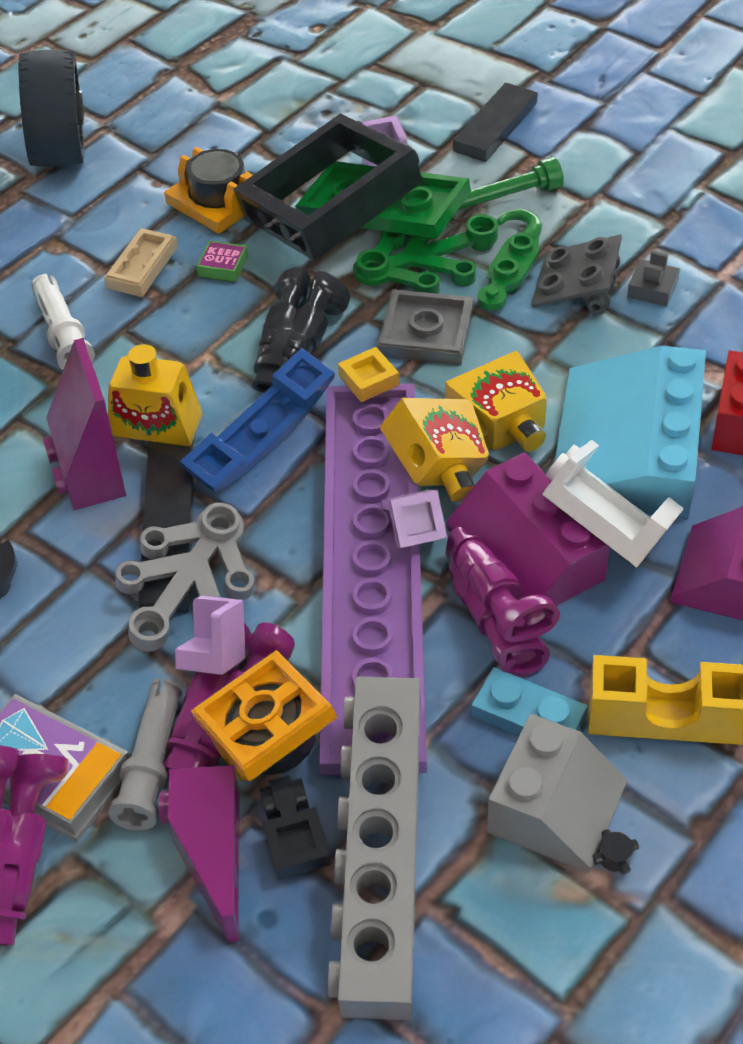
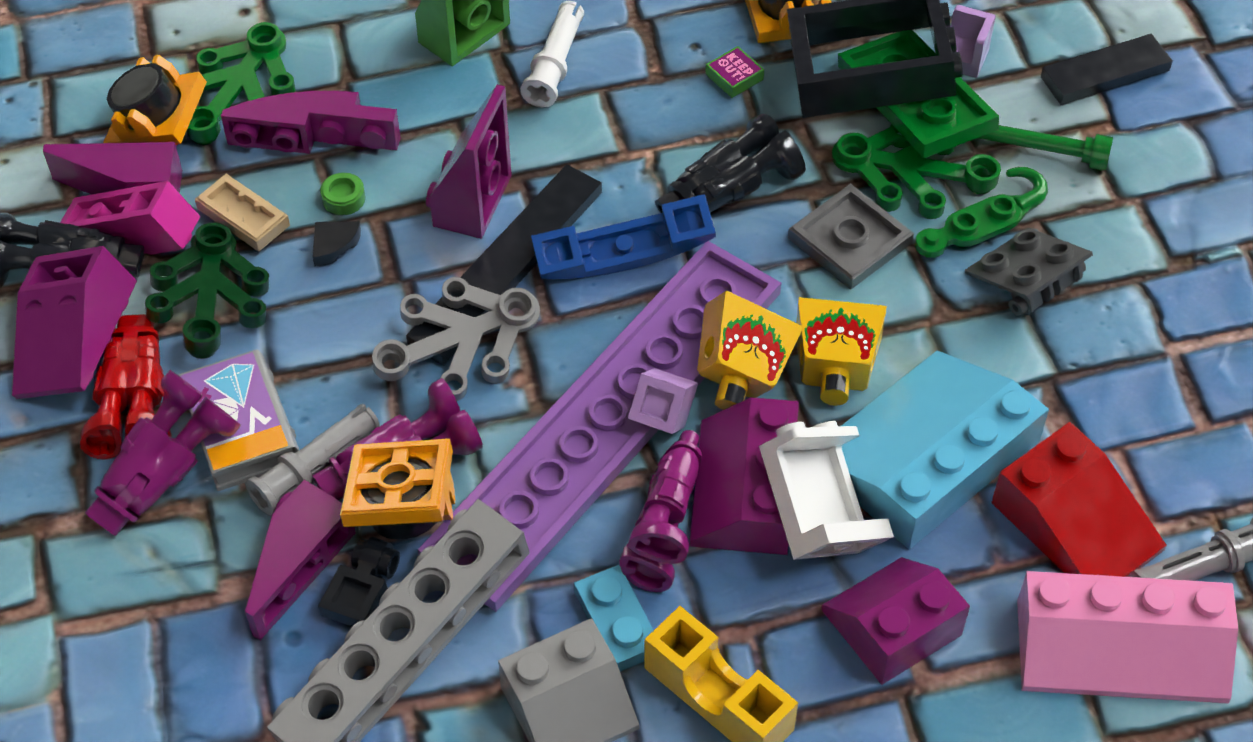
camera: 35 degrees right, 5 degrees up
(141, 262) = (665, 34): tan plate -> none
(152, 399) = (548, 170): yellow torso -> none
(217, 636) = (421, 404): lavender panel -> none
(368, 374) = (741, 251): yellow plate -> none
(654, 280) = (1096, 315): dark grey tile -> none

